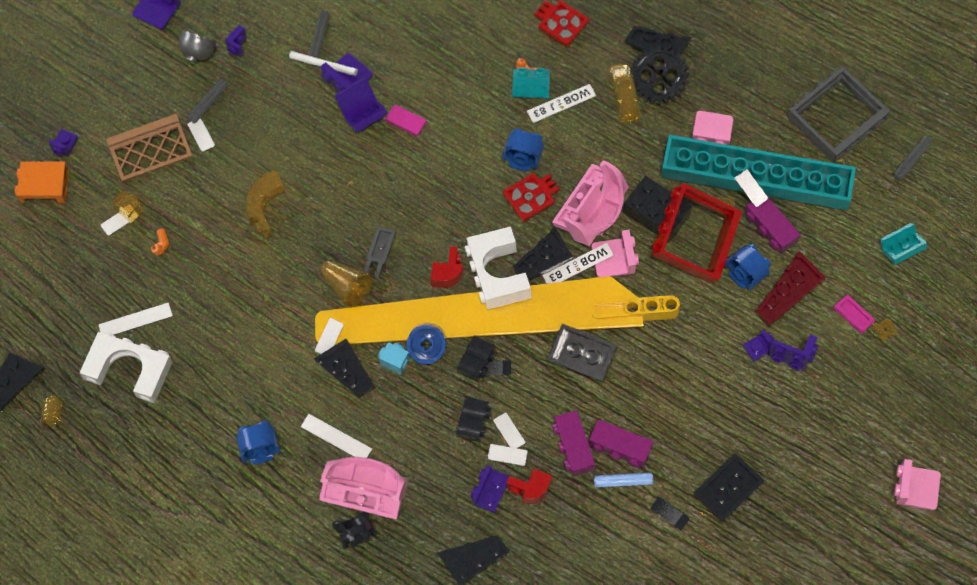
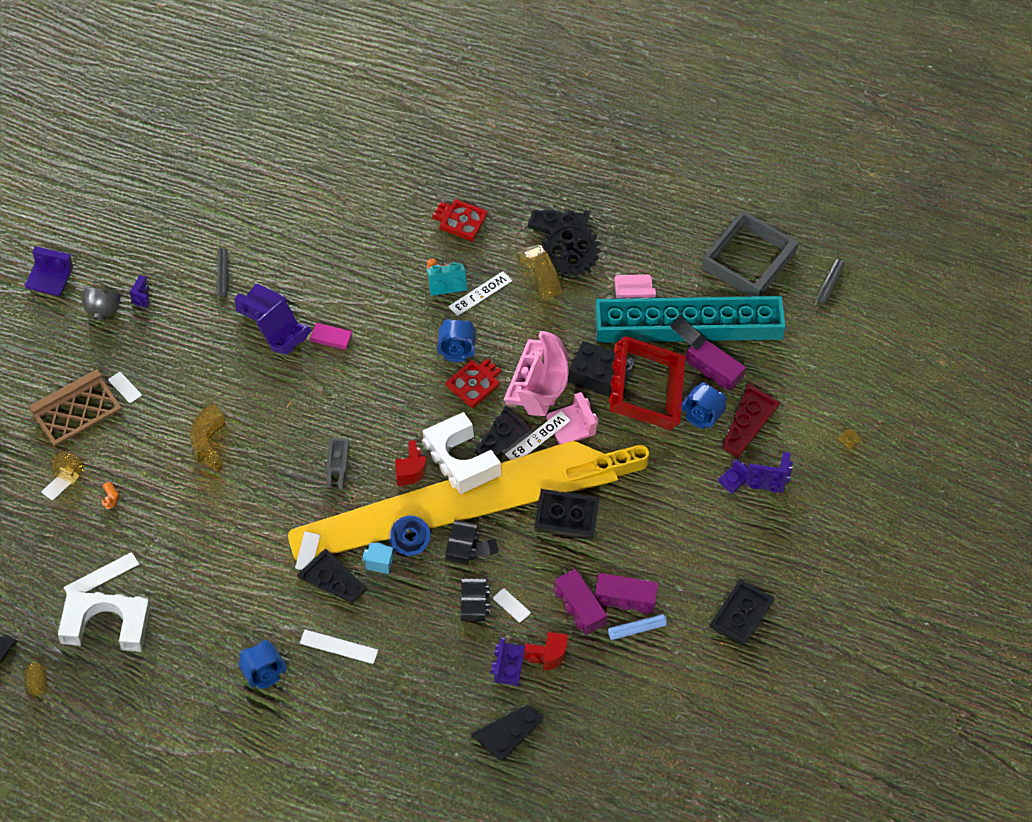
camera: 20 degrees left, 10 degrees down
(207, 100) = (124, 353): dark grey axle -> none
(319, 62) = (230, 297): white bar -> none
(347, 282) = (312, 494): clear yellow cone -> none
(355, 530) = (383, 728): black hair -> none
(364, 486) = (382, 682): bright pink piece -> none
(507, 454) = (516, 627): white sticker -> none
(670, 513) = (691, 649): black sticker -> none
(854, 314) = (815, 431): dark pink tile -> none
(902, 244) = (843, 359): teal bracket -> none
(917, 486) = (920, 574): bright pink bracket -> none

